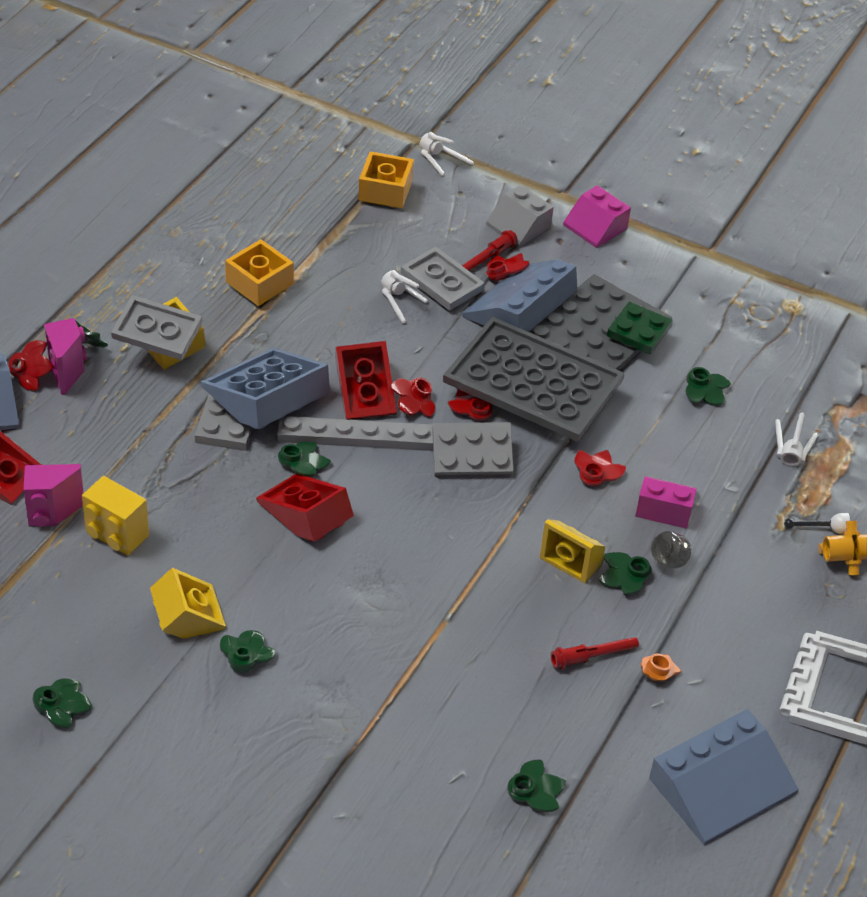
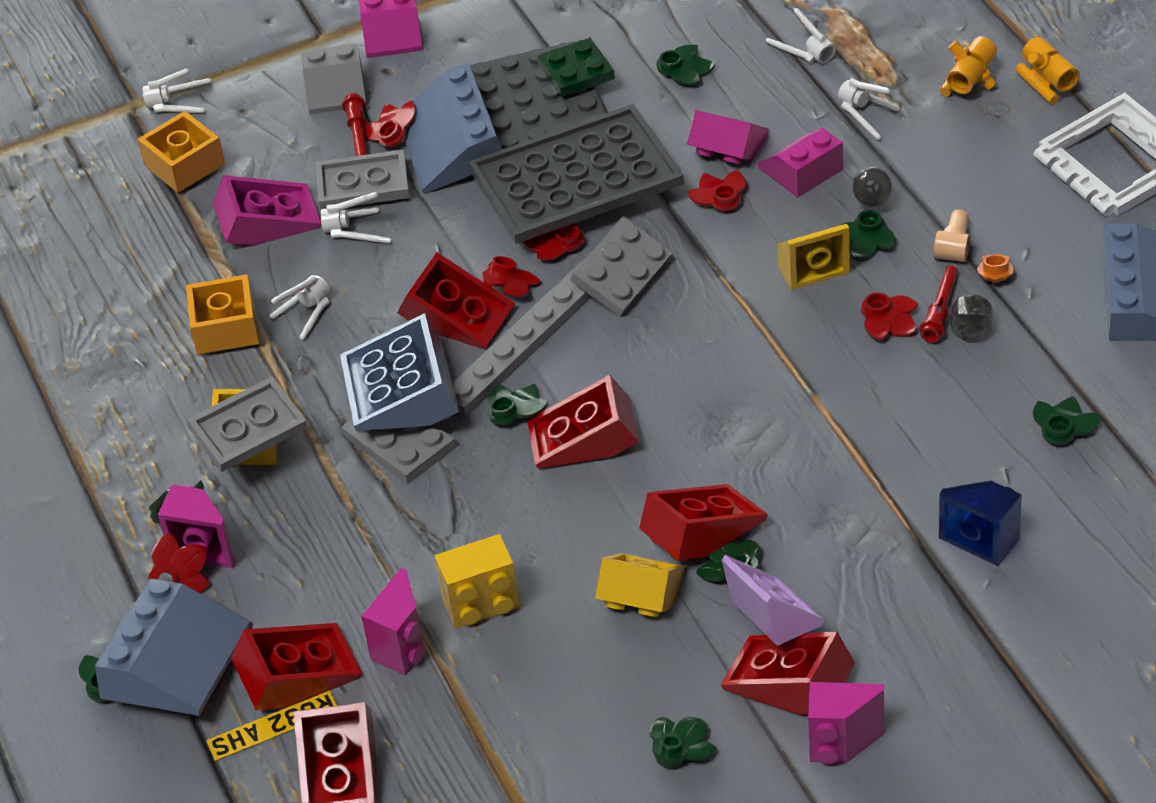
camera: 45 degrees left, 0 degrees up
(123, 782) = (843, 719): none -> dark pink slope
(161, 734) = (783, 672): none -> red slope
(209, 684) = (769, 602): none -> lavender slope
(266, 610) = (698, 519): none -> red slope
(318, 305) = (311, 293): none -> white plant
(372, 244) = (263, 209): none -> dark pink slope
(381, 778) = (981, 519): none -> clear blue slope
(555, 625) = (888, 315): none -> red plate
(591, 676) = (971, 318): none -> clear smoke head
(651, 443) = (725, 136): none -> dark pink slope
(661, 629) = (953, 241): none -> light nougat pin
(762, 498) = (855, 95): none -> white plant
(837, 523) = (929, 62): hinge -> none

